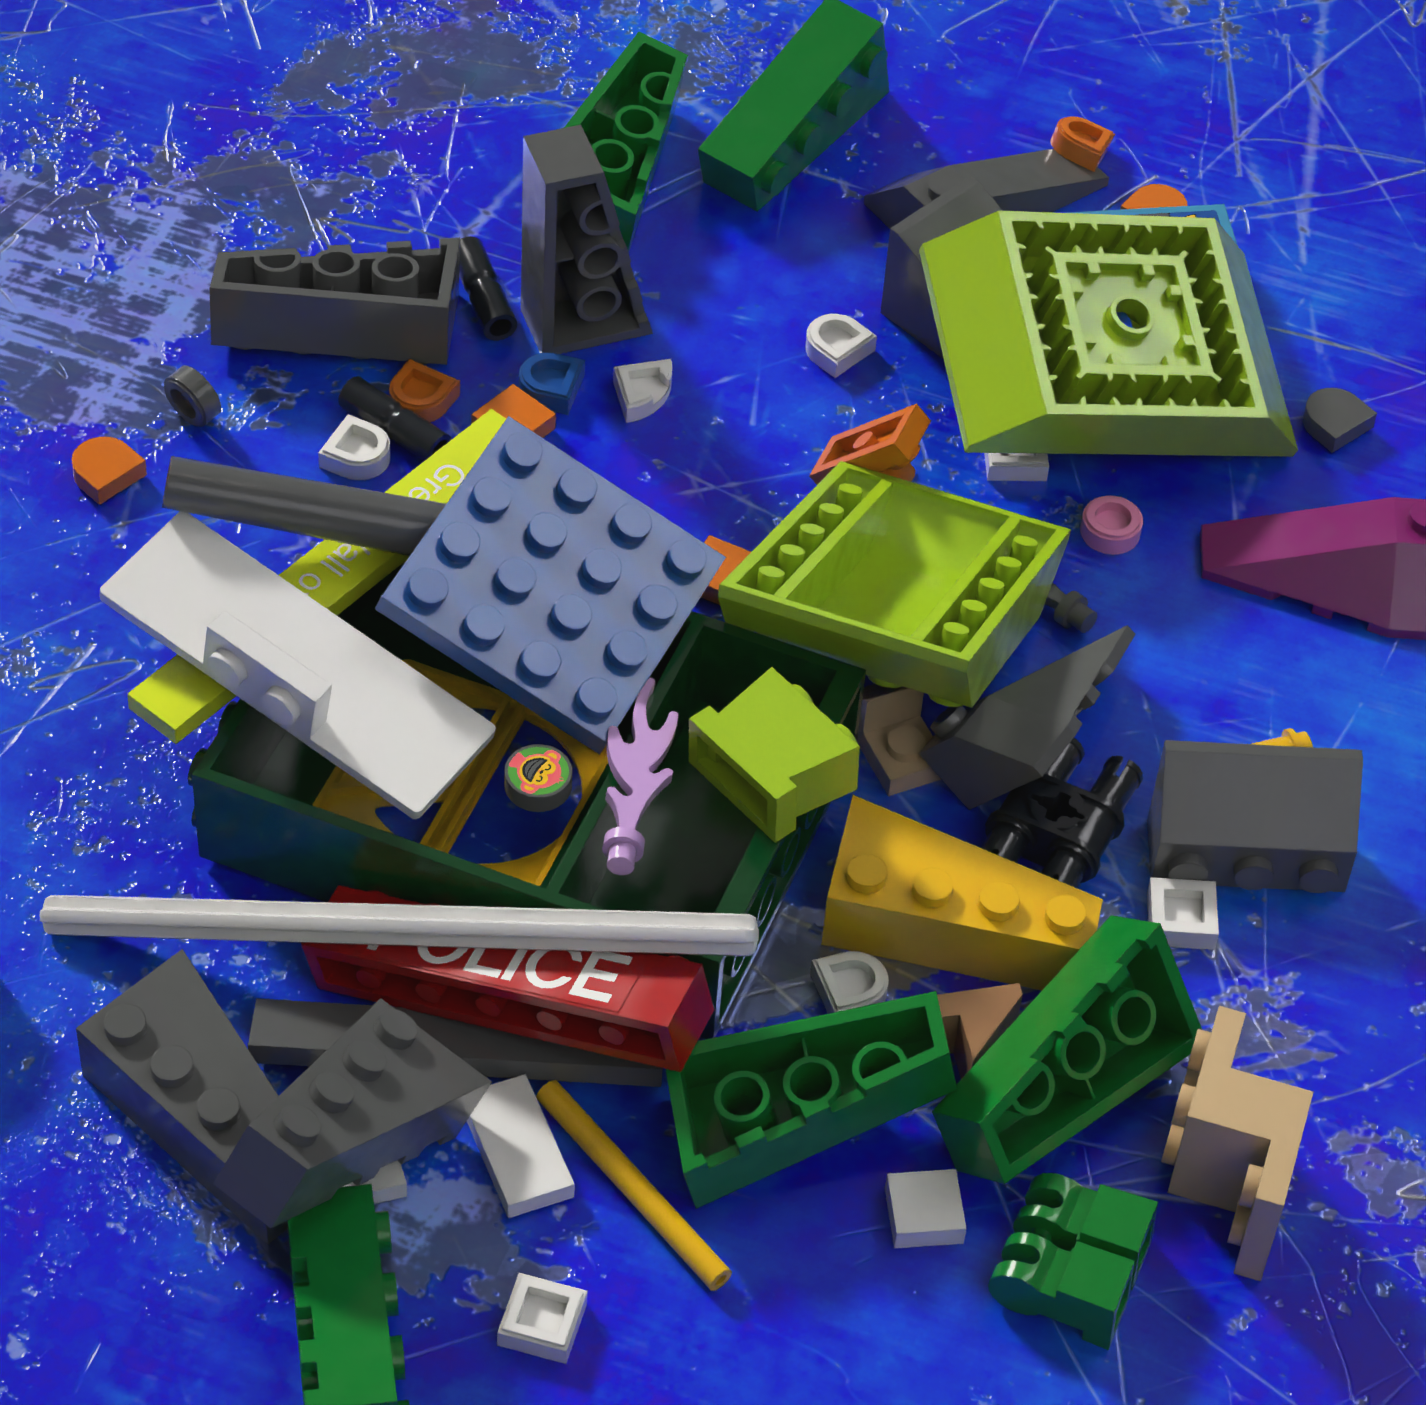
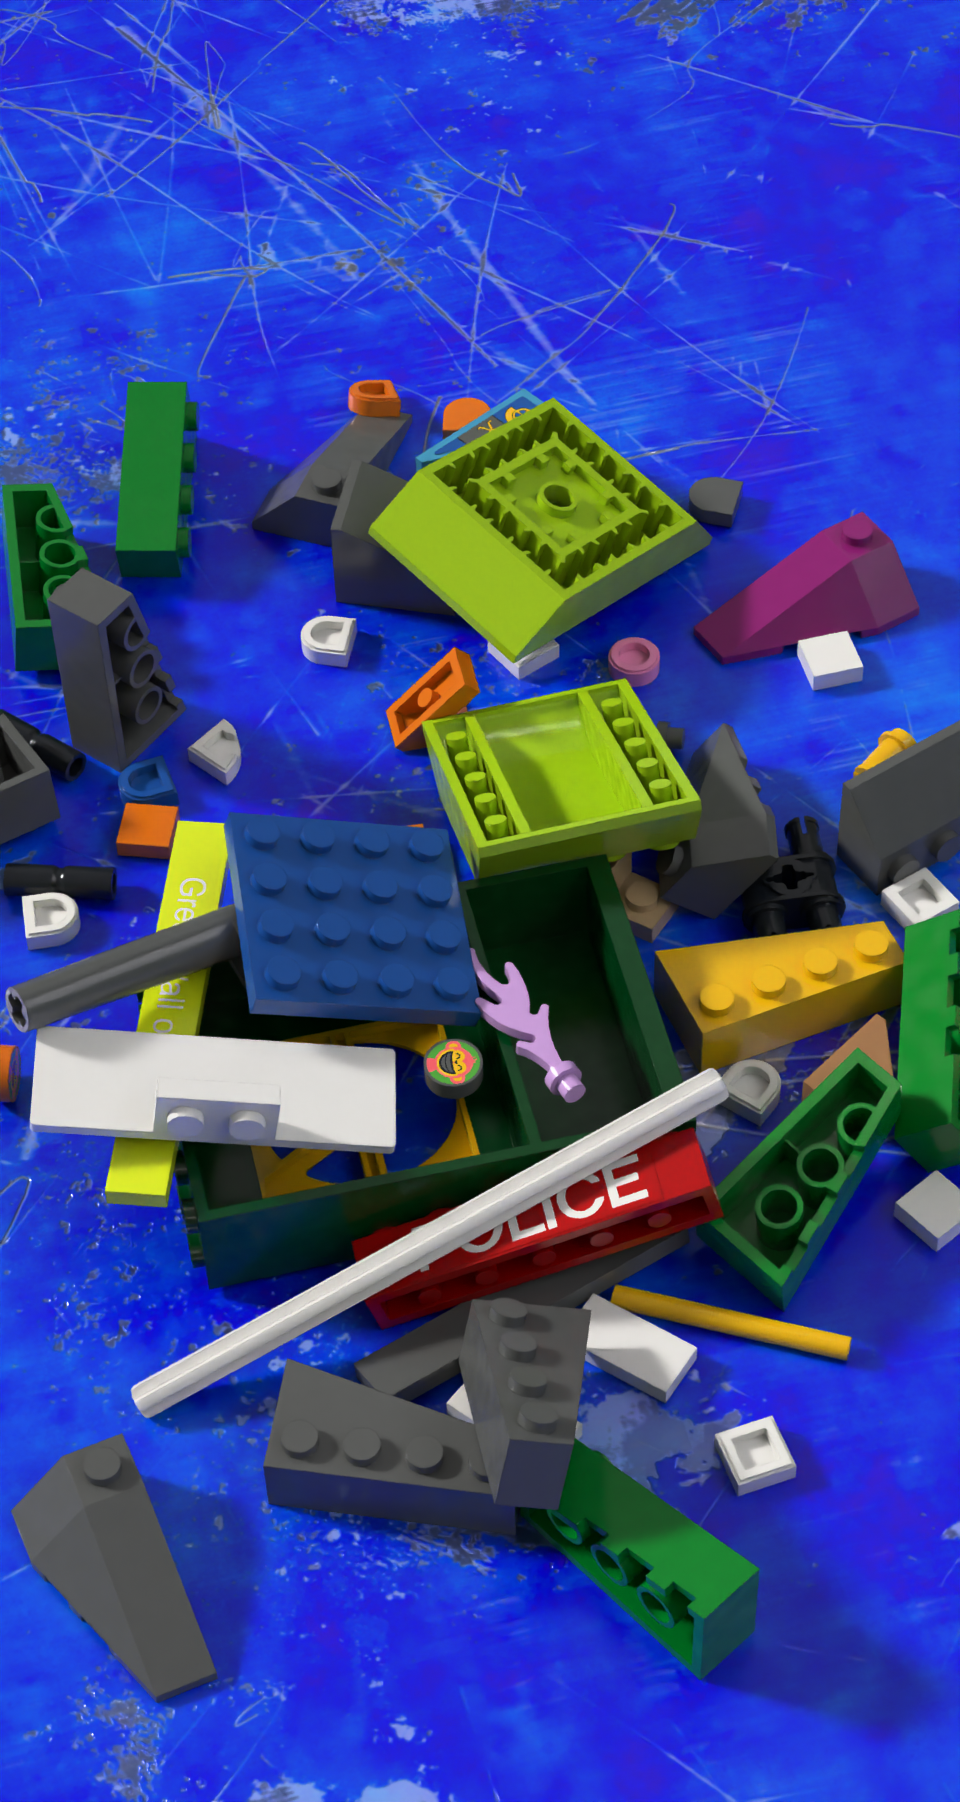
camera: 30 degrees left, 0 degrees up
(424, 390) = (59, 845): orange tile -> none
(774, 753) = (610, 949): lime hips -> none
(1309, 633) = (830, 660): none -> white tile

